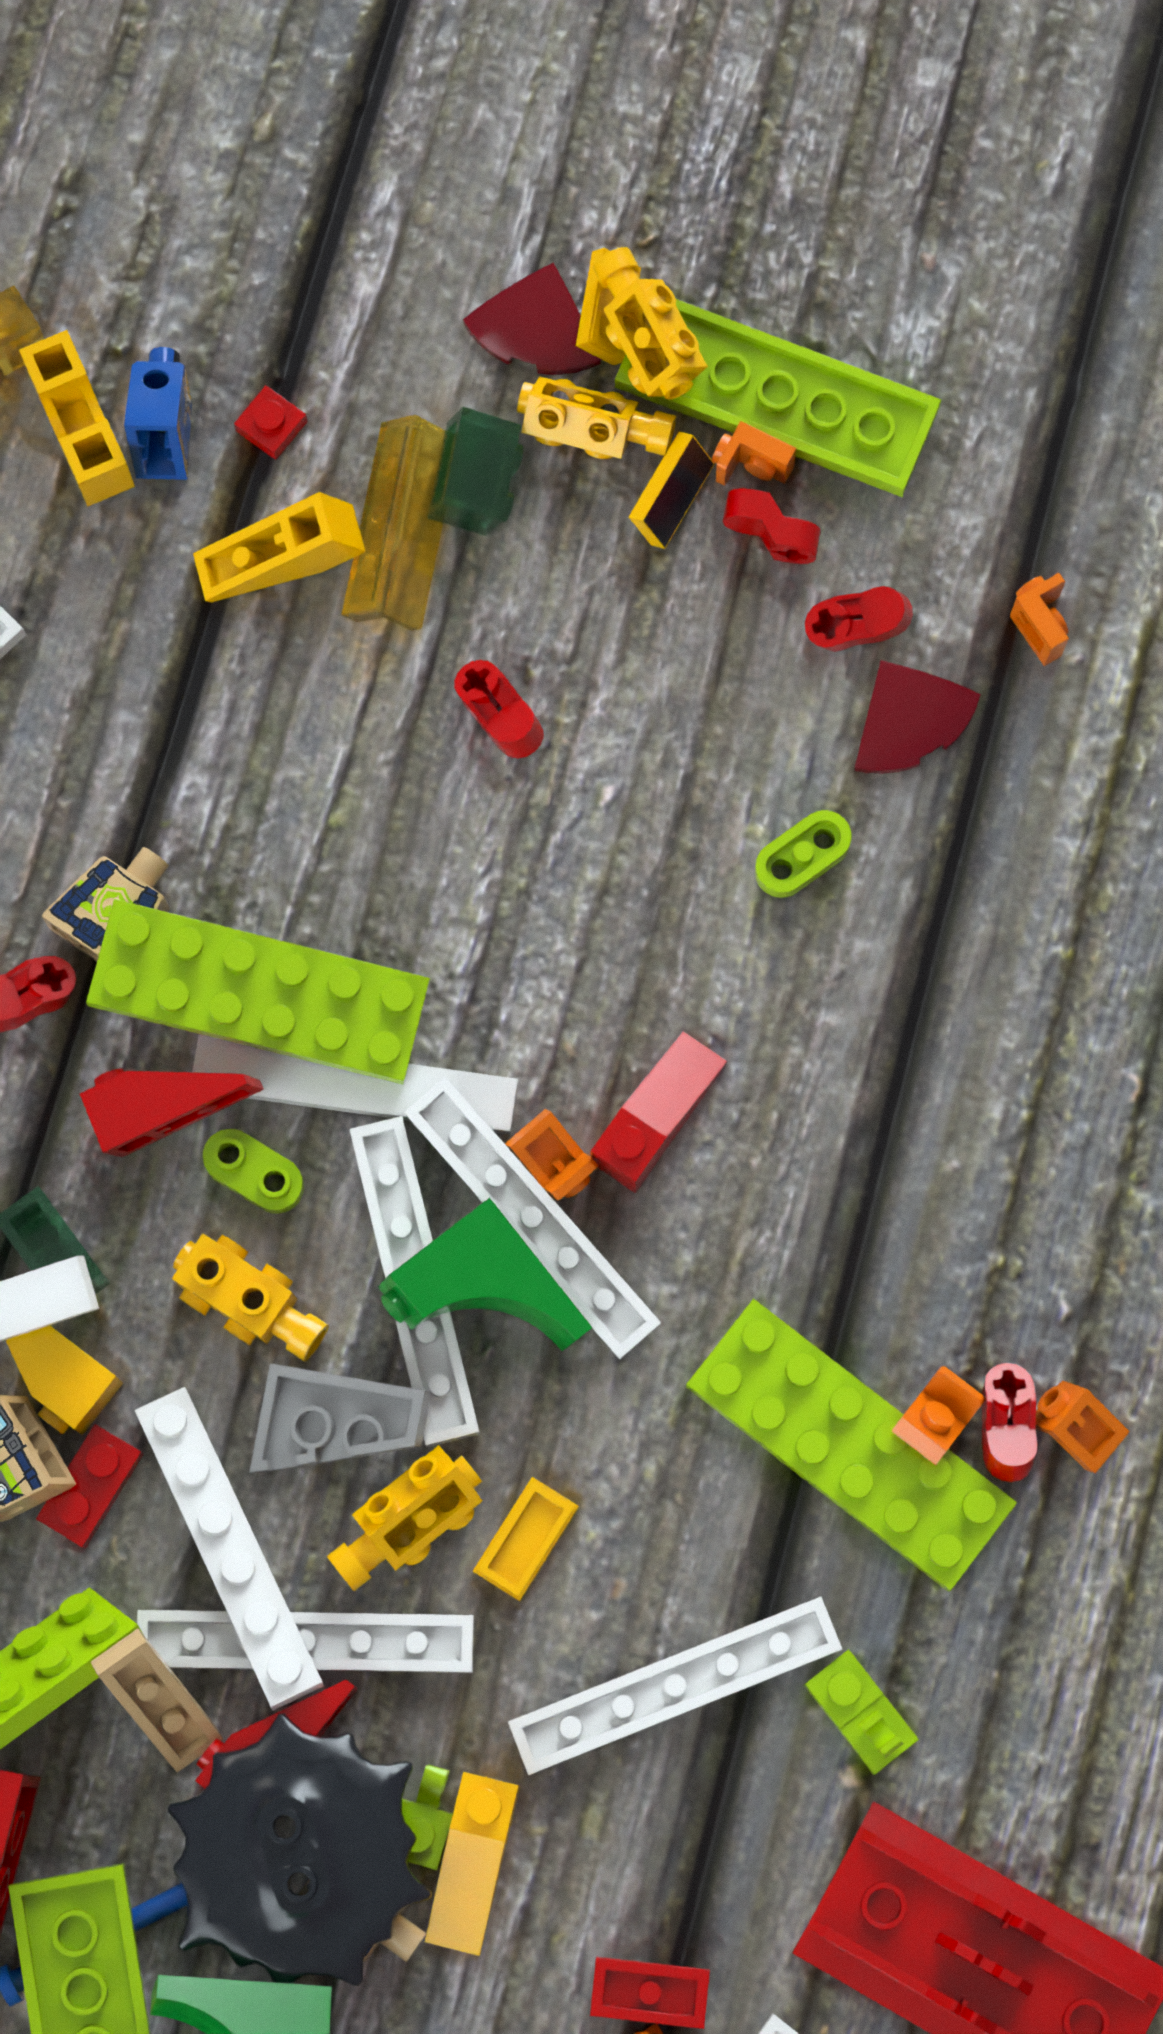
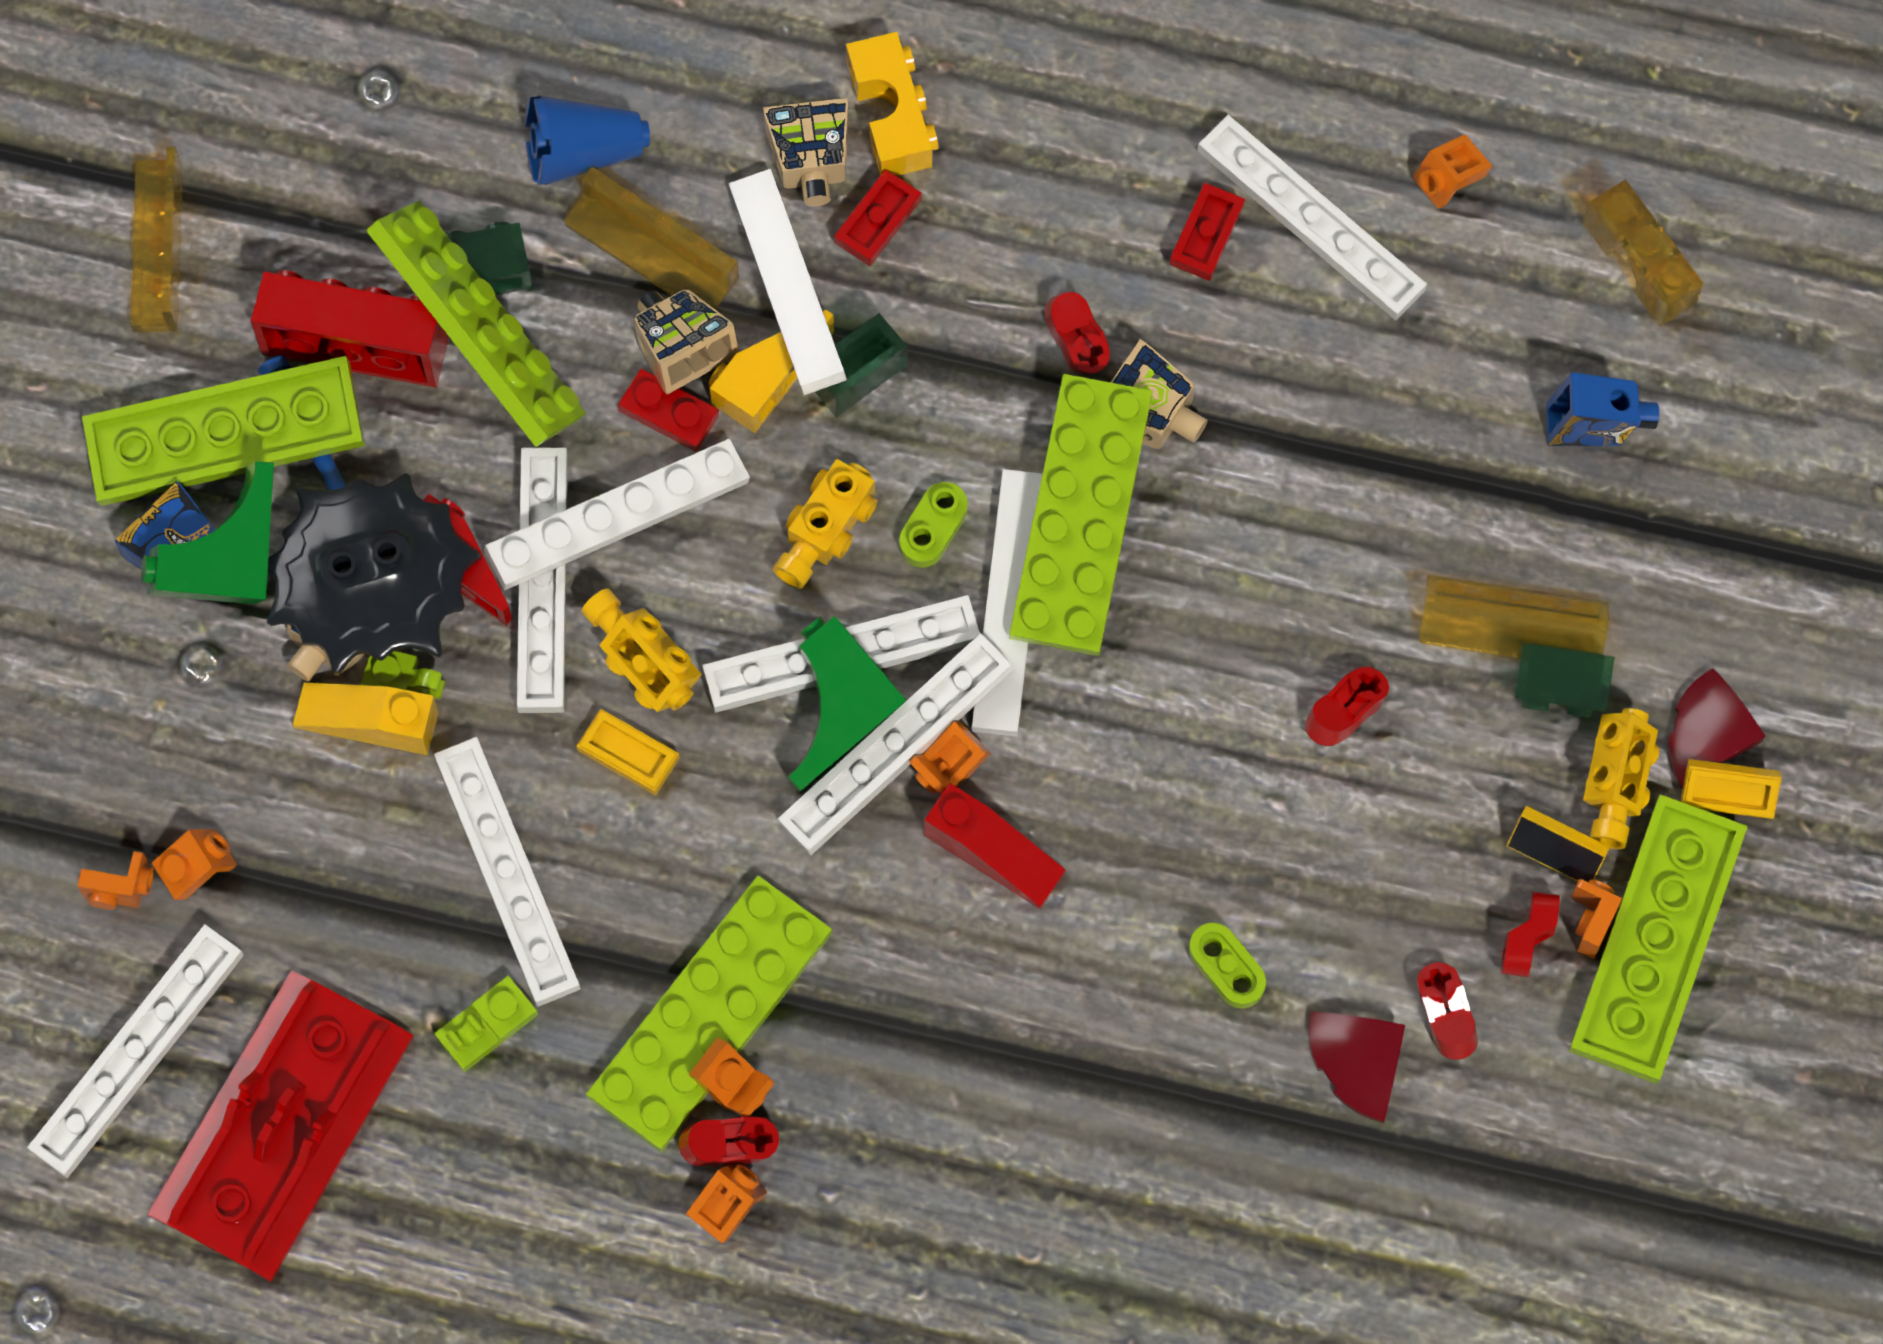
camera: 85 degrees right, 5 degrees down
(77, 418) = (1614, 336): yellow arch -> none
(145, 1106) = (981, 430): red slope -> none
(156, 1700) = (490, 458): tan plate -> none
(270, 422) = (1603, 510): red plate -> none
(281, 548) = (1483, 521): yellow slope -> none
(333, 1417) = (724, 591): light grey wing -> none
(648, 328) = (1696, 823): yellow brick -> none
(650, 1992) = (260, 855): red plate -> none
(1040, 625) = (1448, 1171): orange bracket -> none

